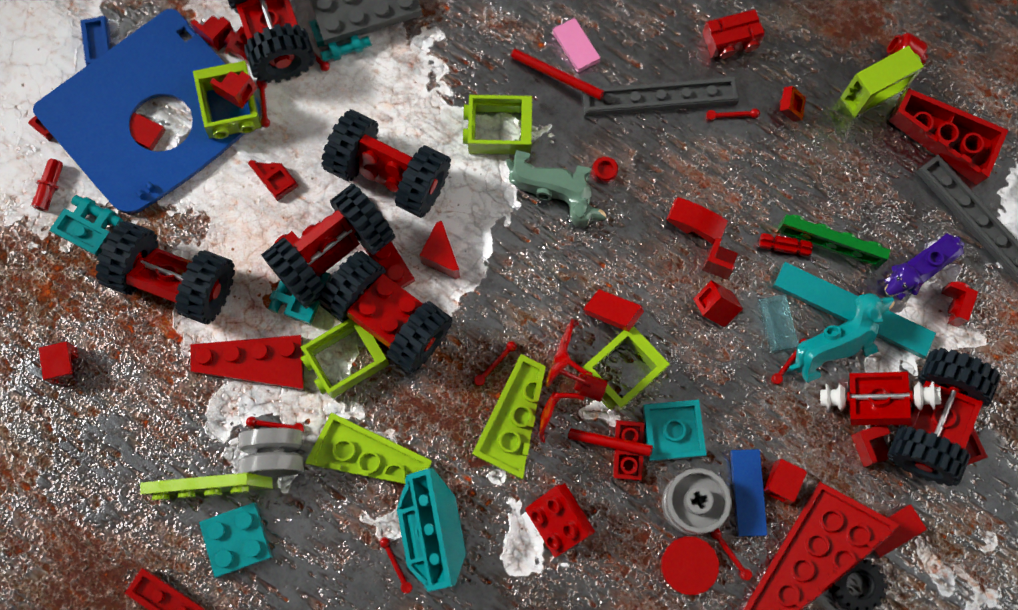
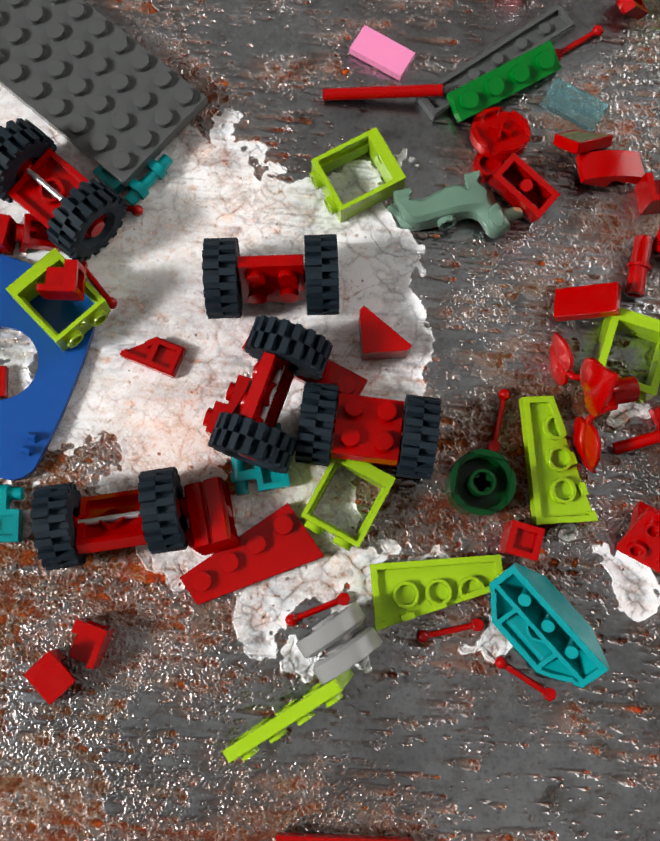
camera: 30 degrees left, 5 degrees up
(100, 355) = (90, 642): none -> red panel
(235, 540) = (351, 749): teal plate -> none
(237, 311) = (209, 516): none -> red brick
(384, 504) = (476, 624): none -> red hinge
(447, 383) = (494, 473): none -> dark green brick
(452, 458) = (521, 540): none -> red panel
(615, 198) = (523, 188): none -> red brick
(627, 150) = (499, 133): none -> red tile
(655, 113) = (503, 81): none -> green plate
(674, 306) = (639, 266): none -> red axle
(687, 189) = (582, 141): none -> red tile
(700, 160) = (574, 105): none -> clear light blue tile

